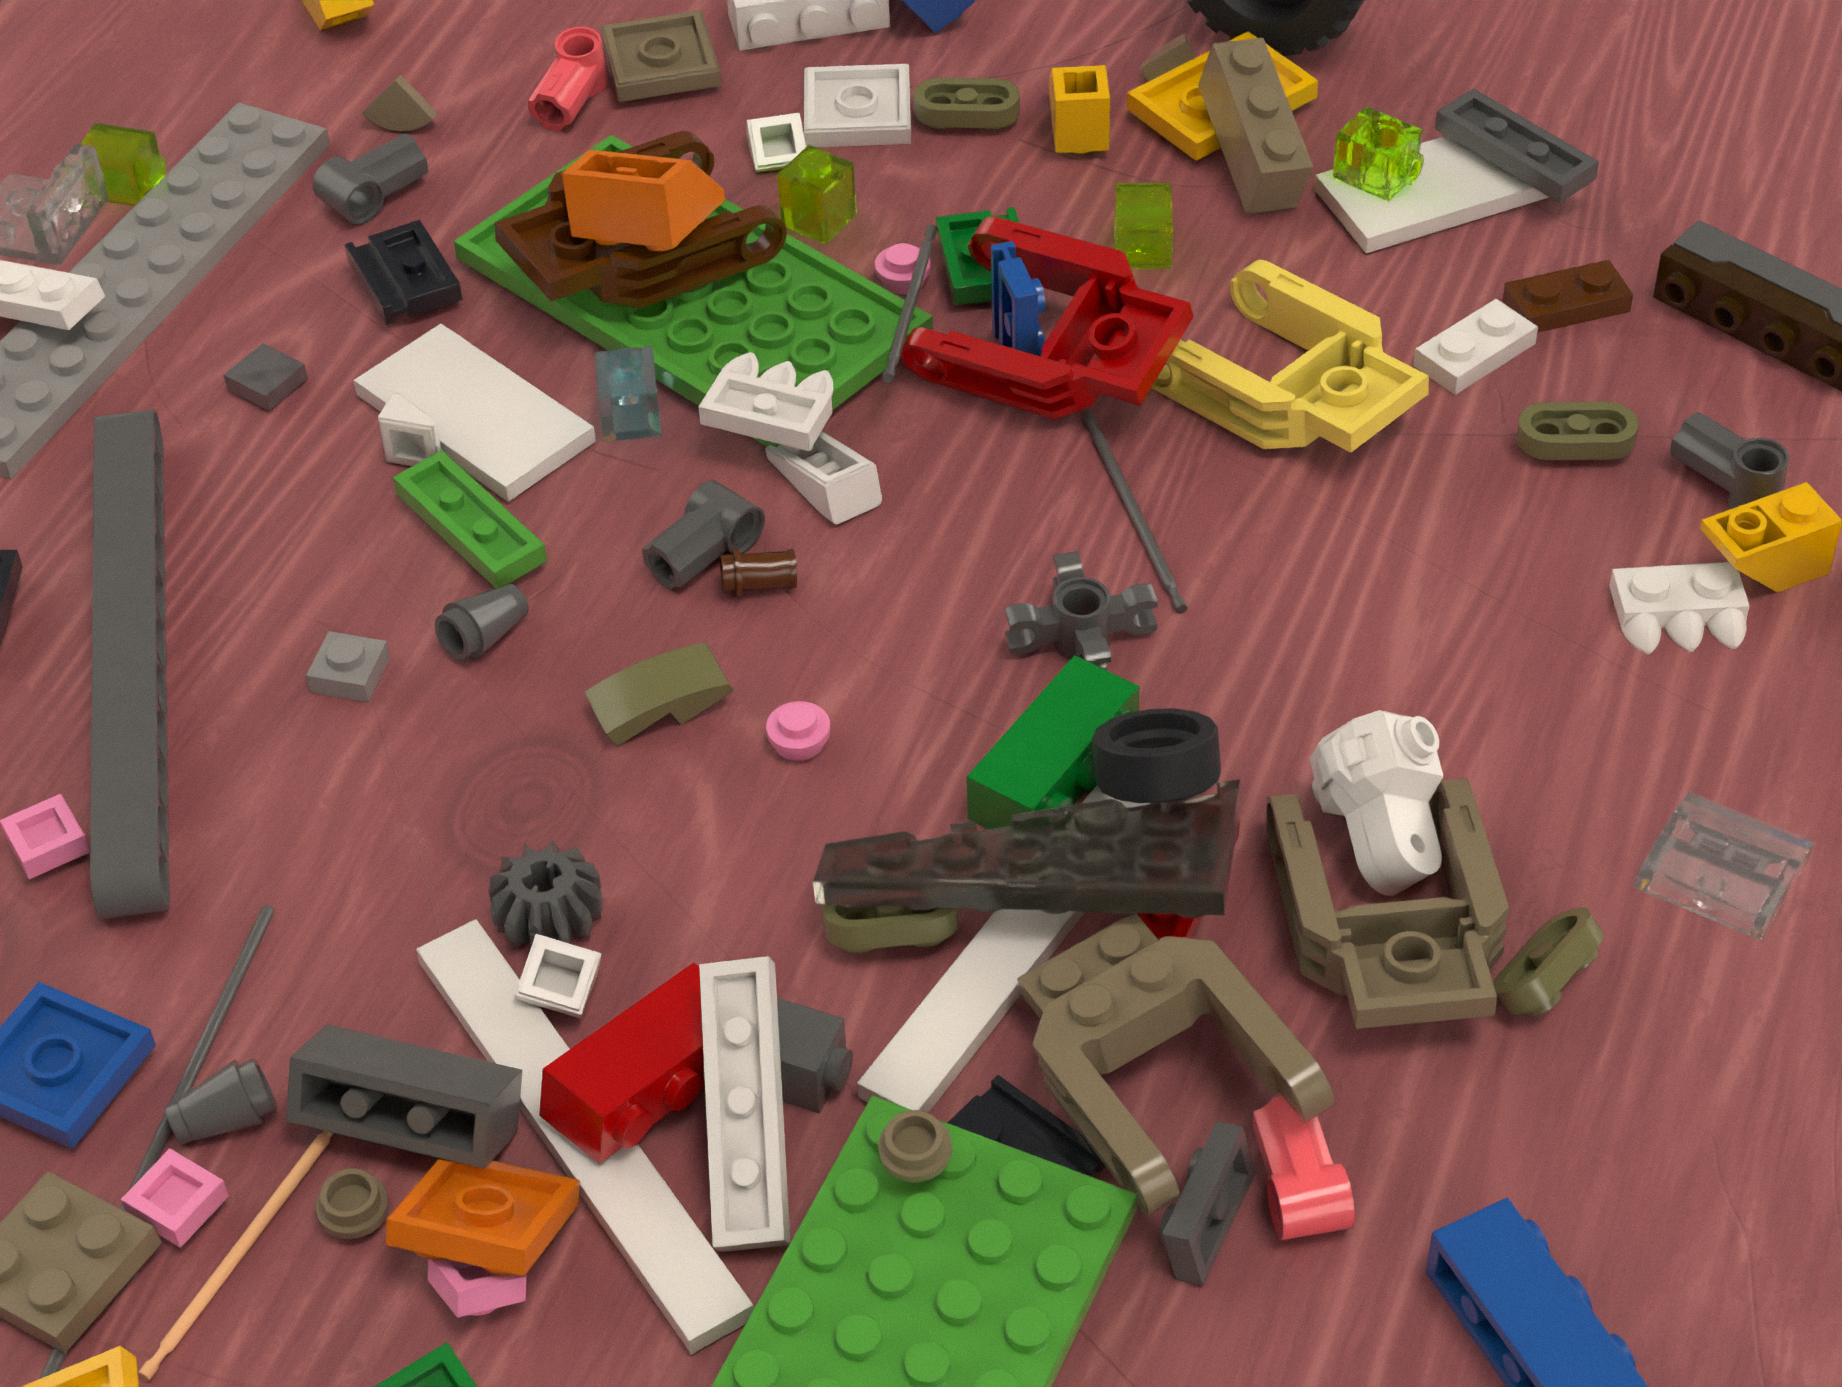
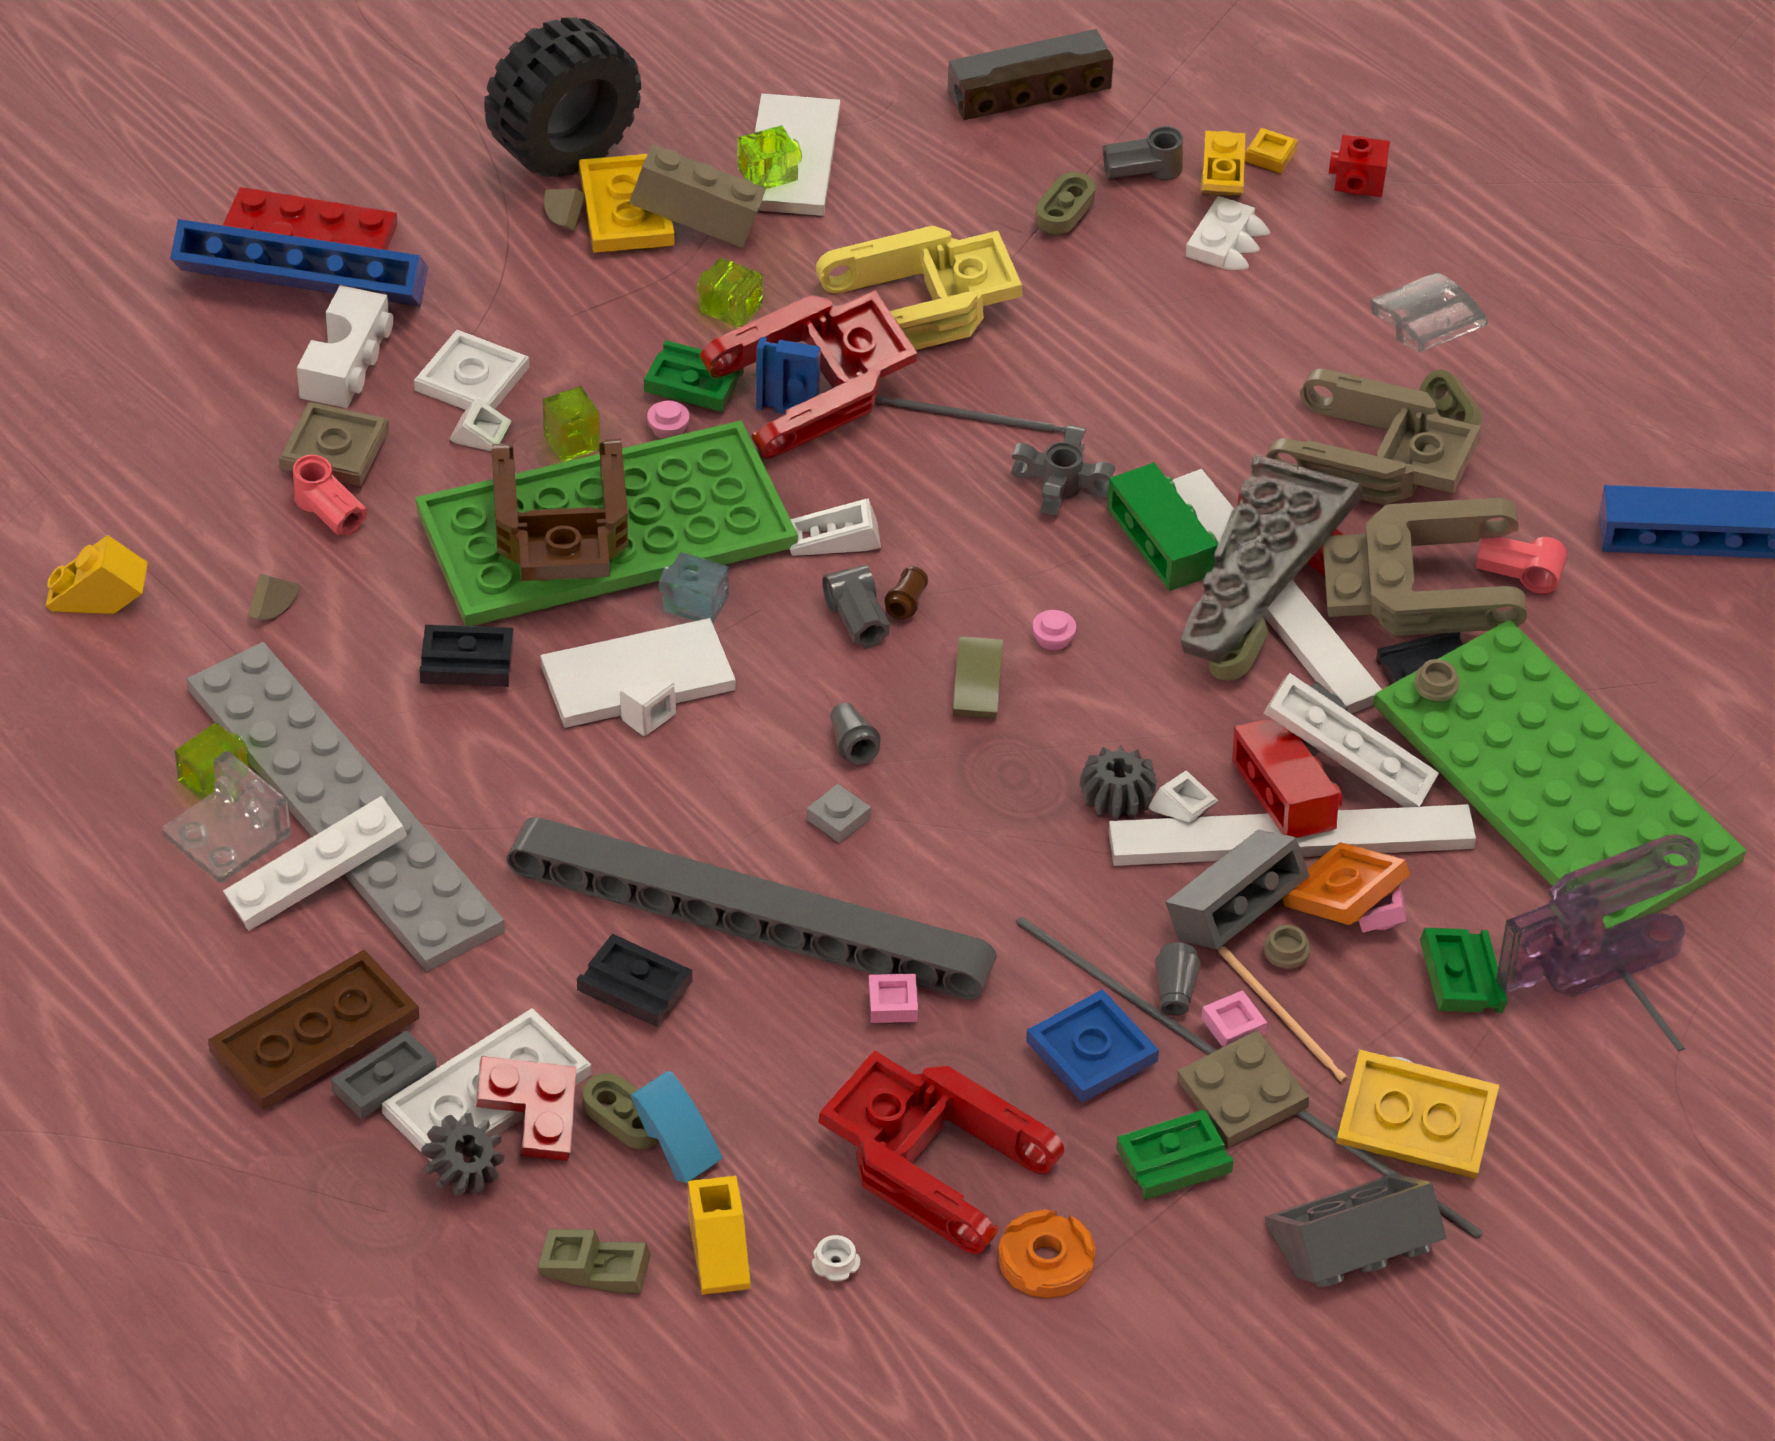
camera: 65 degrees left, 0 degrees up
(265, 376) = (514, 763): flat silver tile -> none
(360, 186) = (347, 642): dark grey piece -> none
(470, 519) = (752, 707): bright green plate -> none
(637, 198) = (589, 481): orange slope -> none
(768, 405) = (781, 520): white plate -> none
(909, 304) = (727, 423): dark grey piece -> none
(967, 103) = (527, 319): olive plate -> none
(1080, 108) = (588, 265): yellow slope -> none
(1156, 755) = (1228, 490): black tyre -> none
(1208, 1204) = (1540, 614): dark grey plate -> none
(1381, 779) = (1295, 403): white piece -> none
(1475, 346) = (952, 206): white plate -> none
(1516, 145) = (807, 99): dark grey plate -> none
(1569, 296) = (941, 152): reddish brown plate -> none

